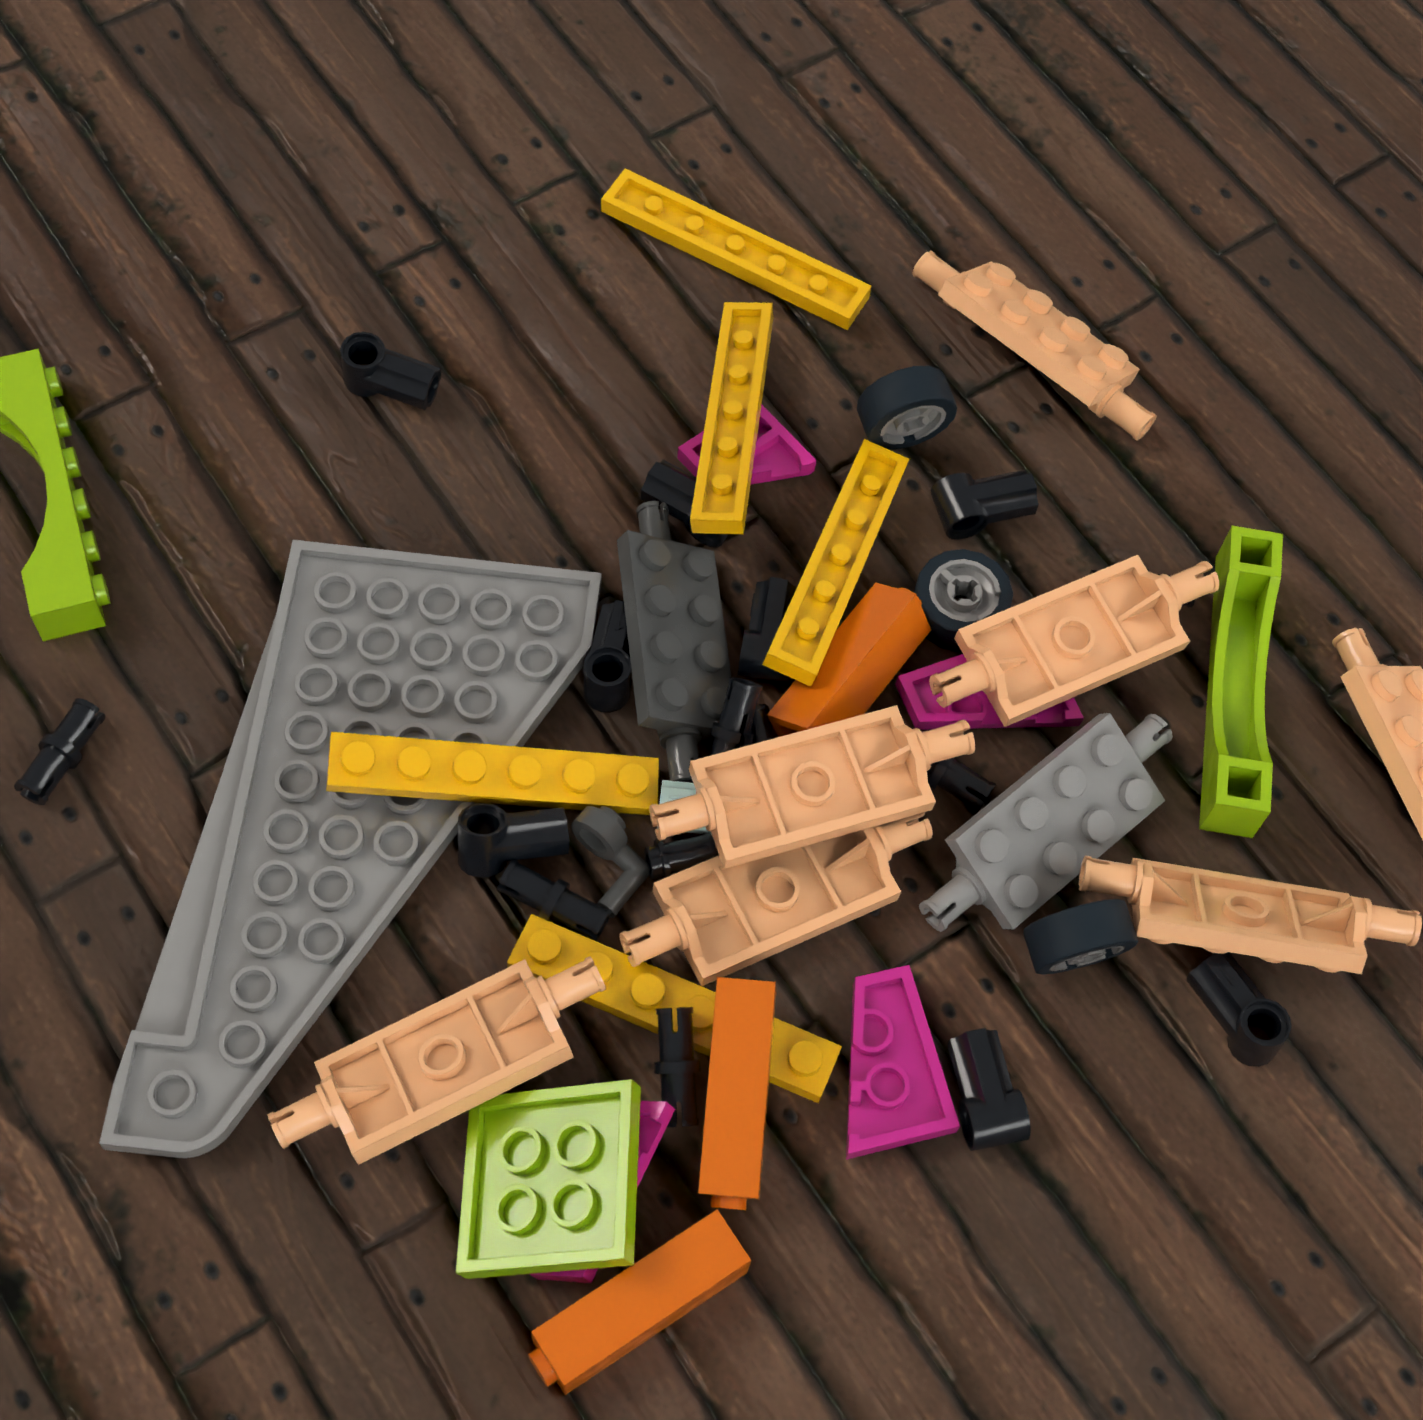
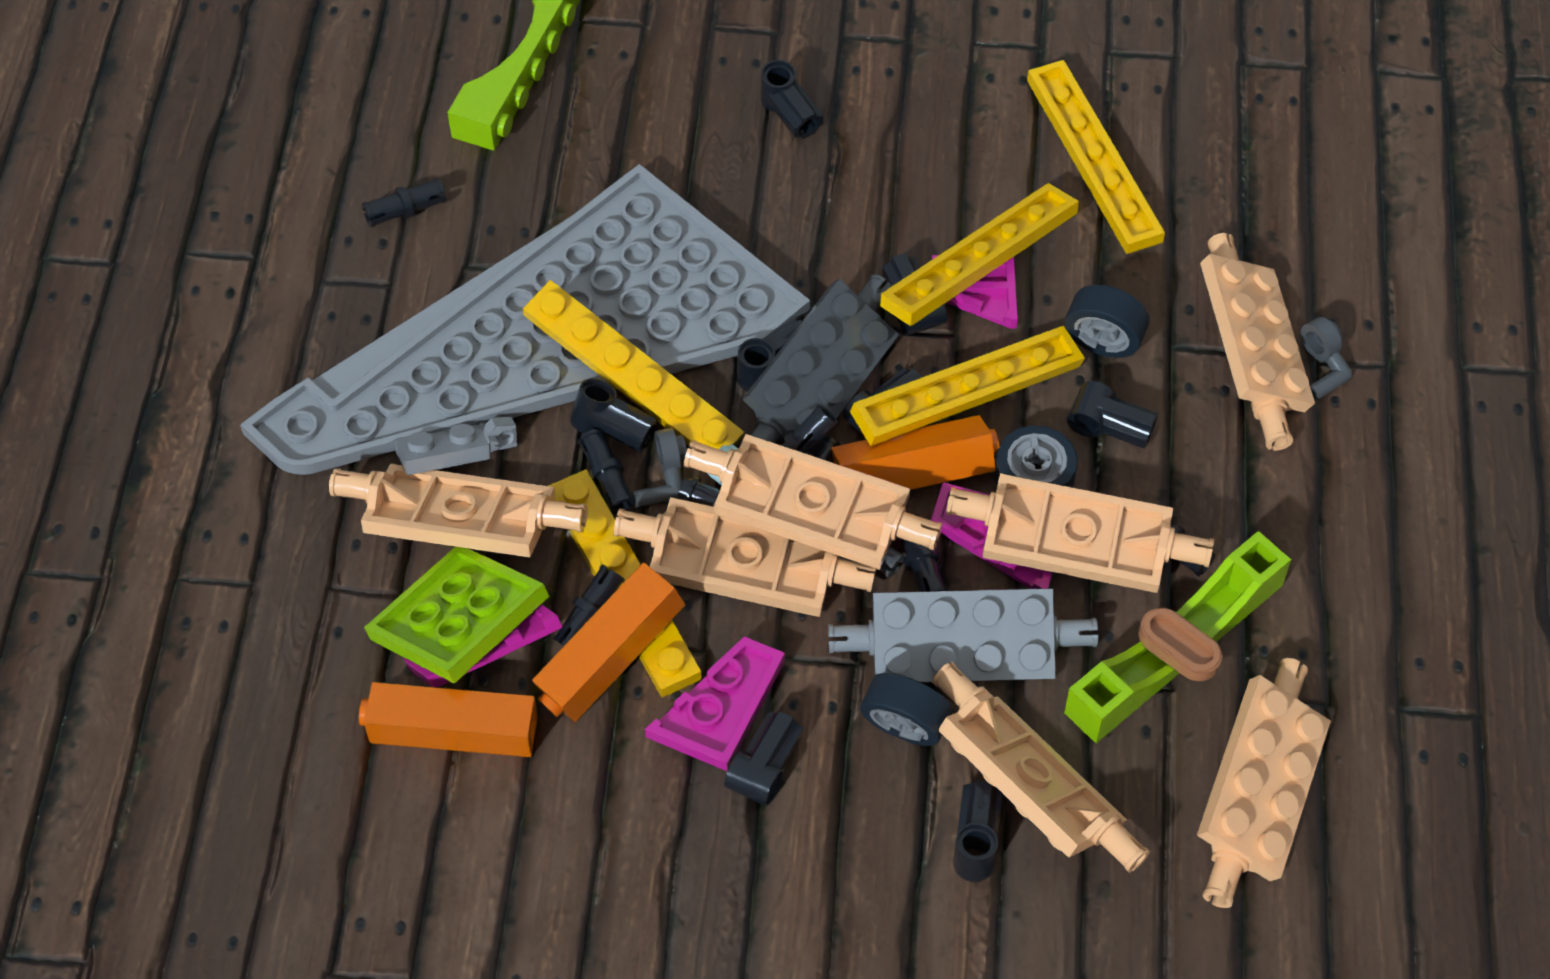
camera: 45 degrees right, 5 degrees down
(367, 991) = (455, 445): none -> light grey hinge
(1097, 305) = (1324, 343): none -> dark grey plate
(1252, 685) = (1180, 644): none -> nougat tile

